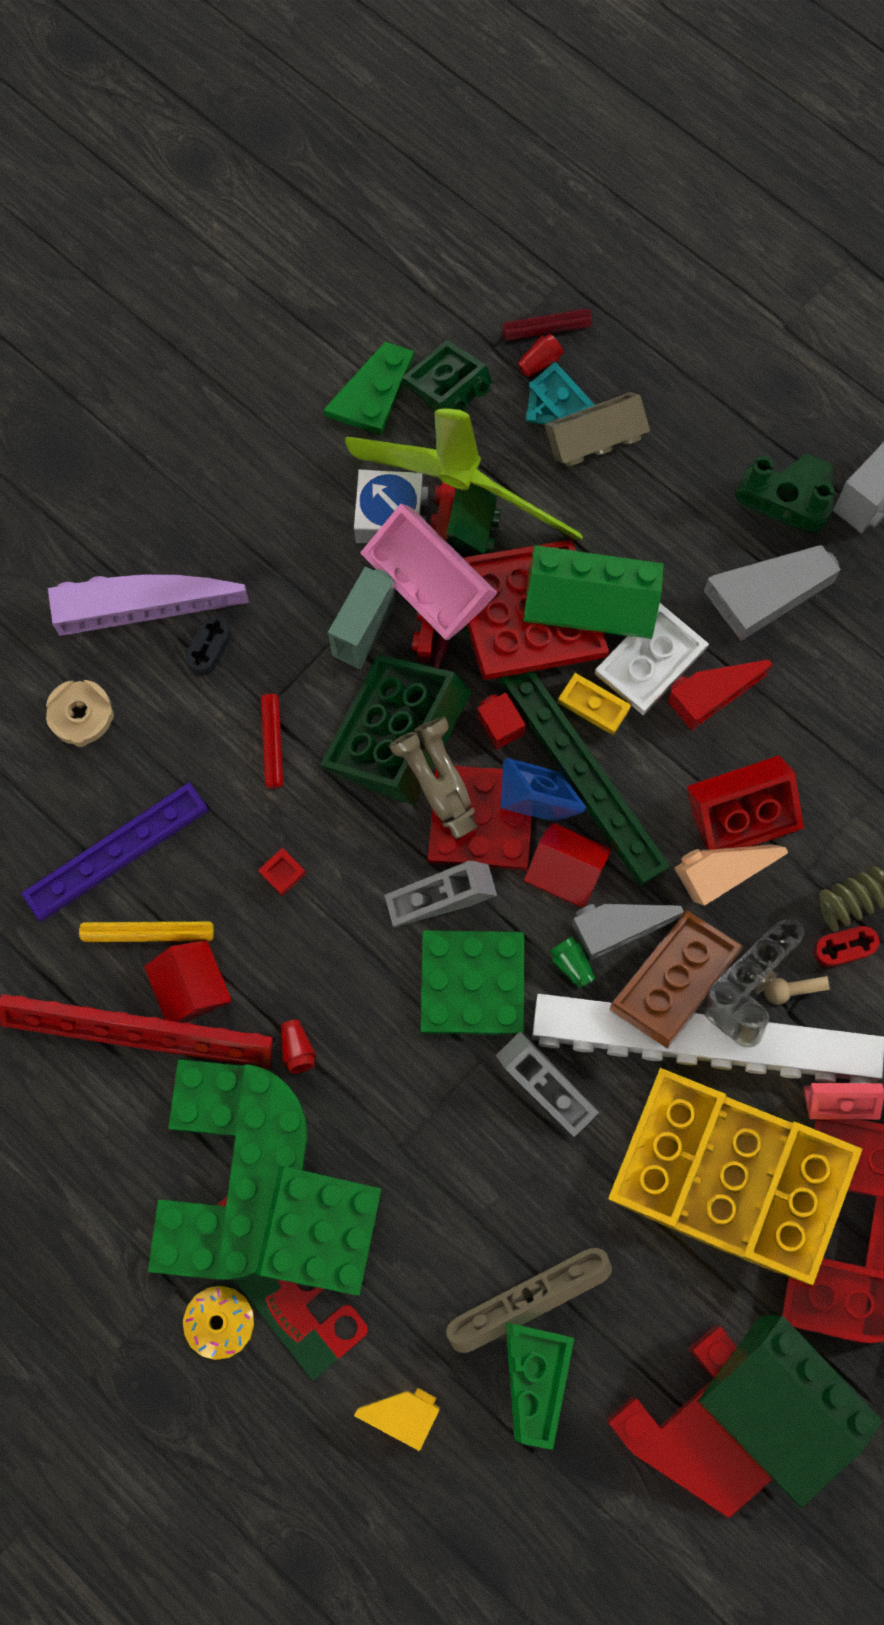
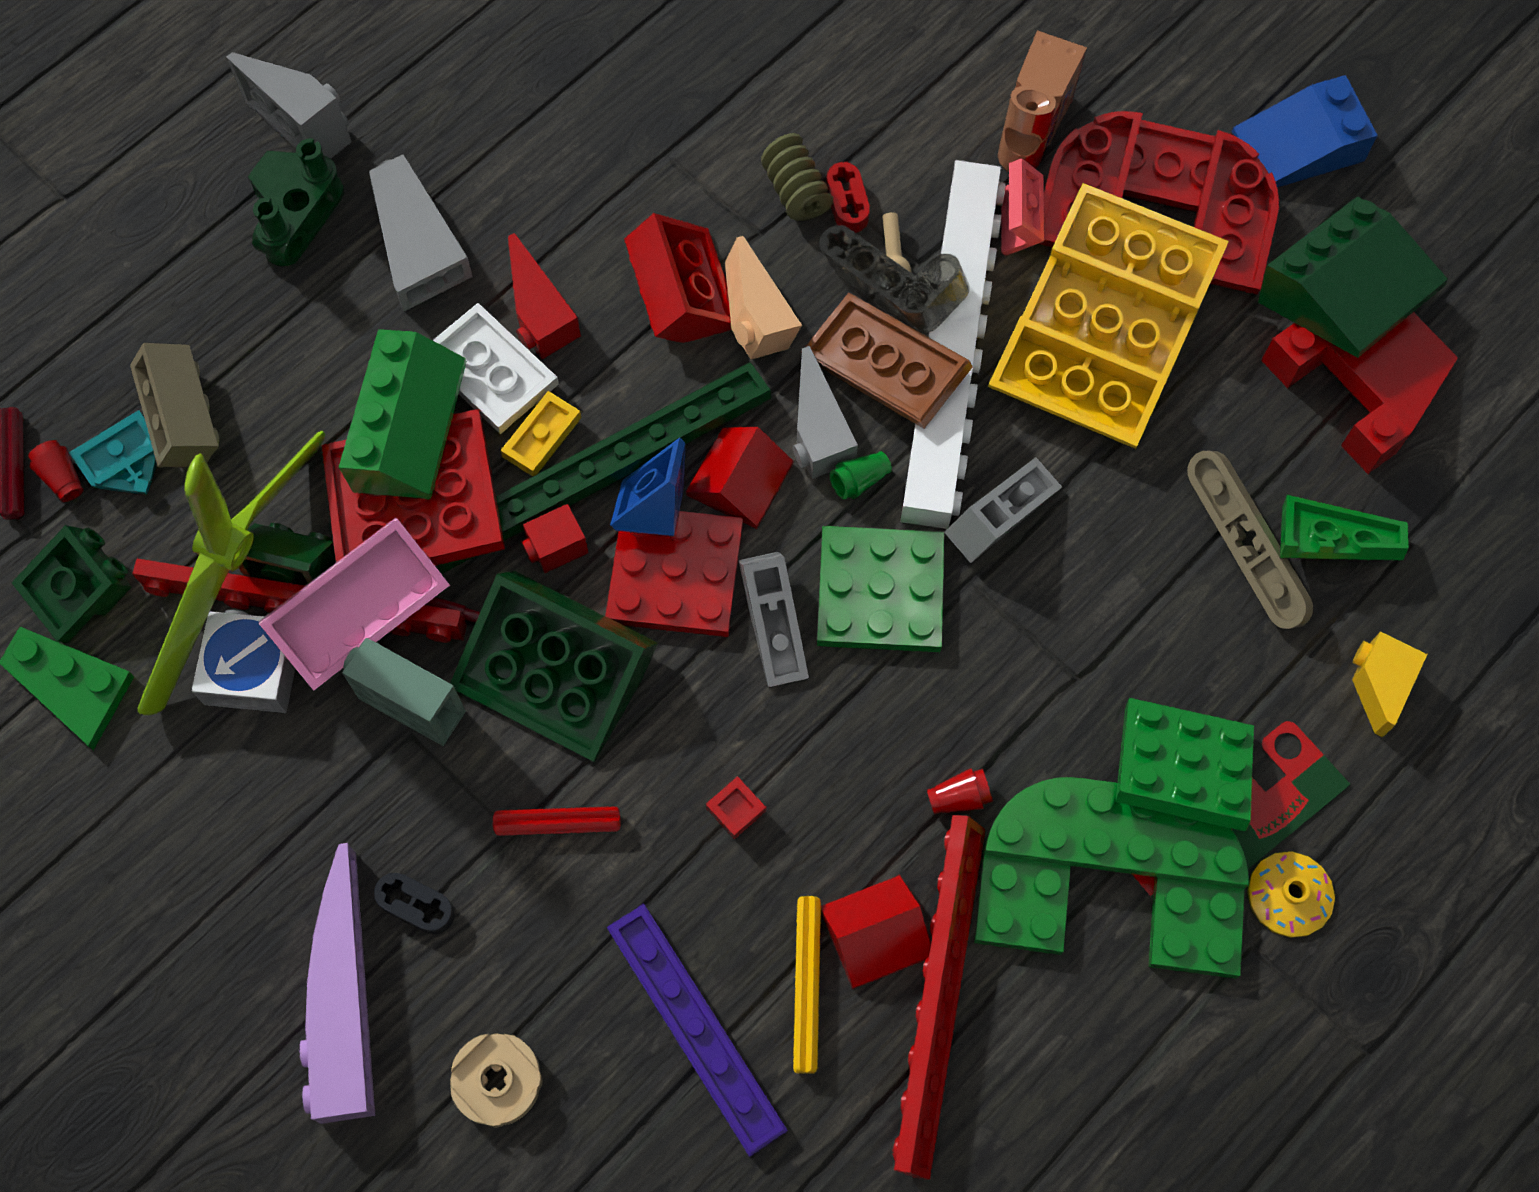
camera: 90 degrees left, 5 degrees down
(447, 792) = (651, 594): dark tan piece -> none

